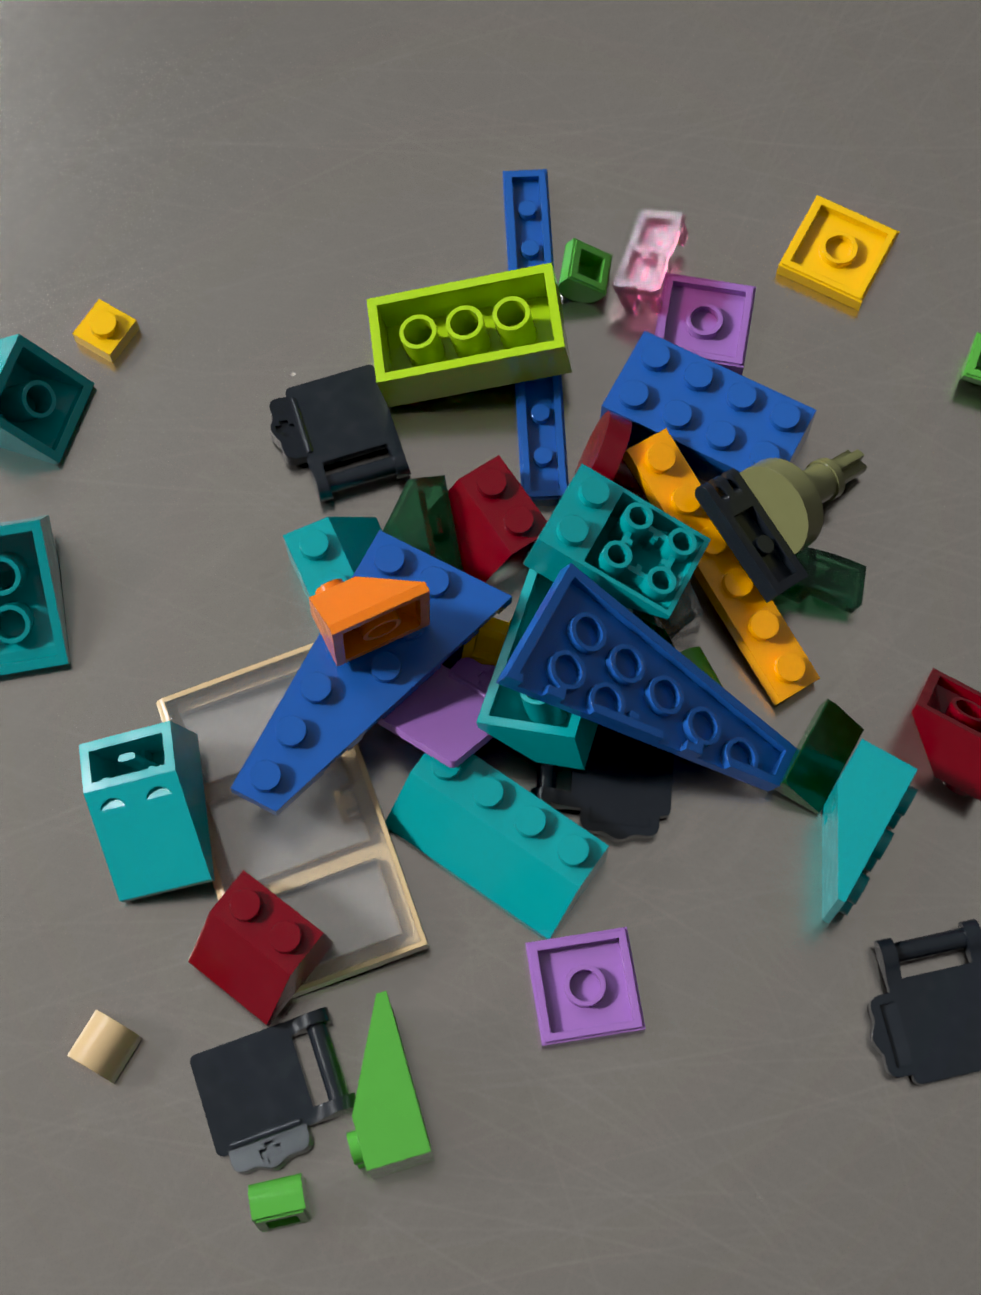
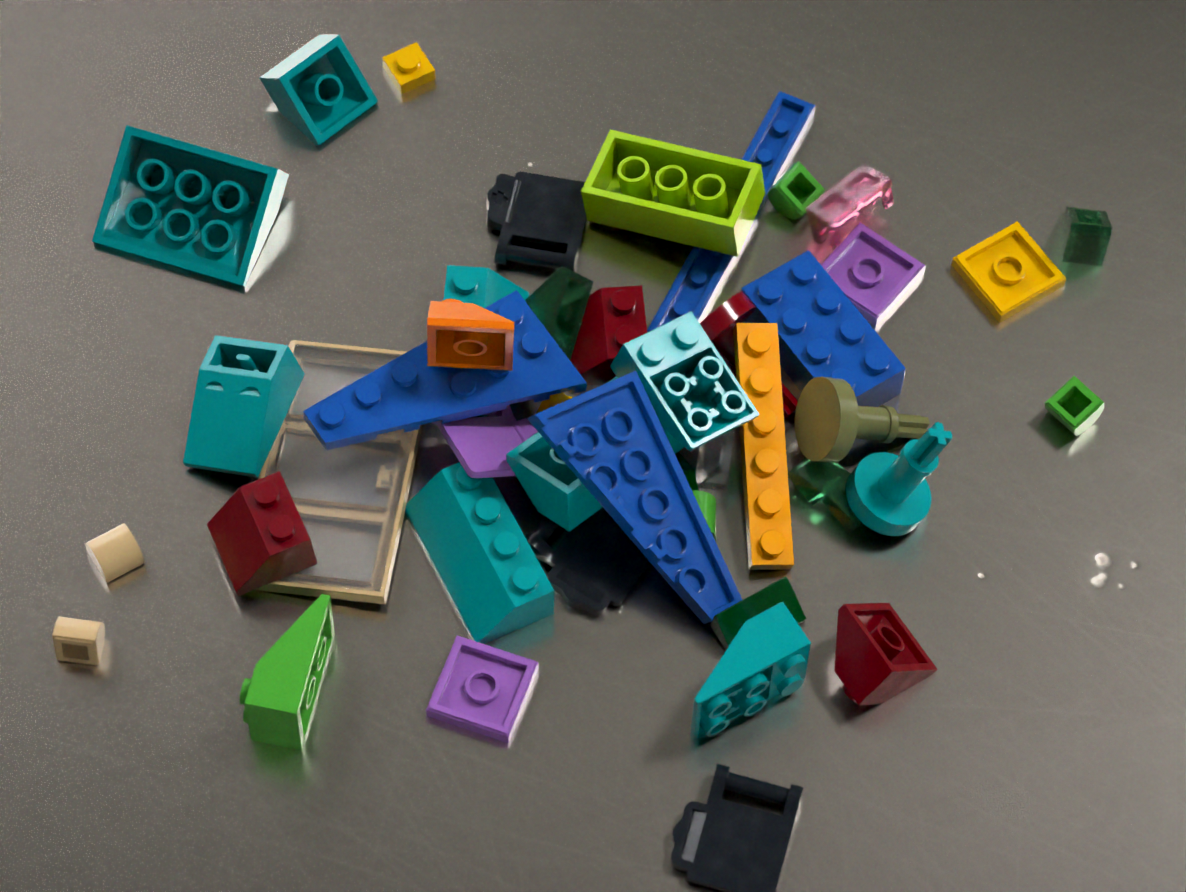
camera: 25 degrees right, 10 degrees down
(123, 1172) = (78, 640): none -> tan brick
(260, 1095) = (205, 639): black piece -> none
(279, 1202) = (174, 716): bright green brick -> none
(750, 534) = (794, 428): black hinge -> none
(873, 547) = (891, 489): none -> teal piece
(893, 176) = (1086, 236): none -> clear green slope

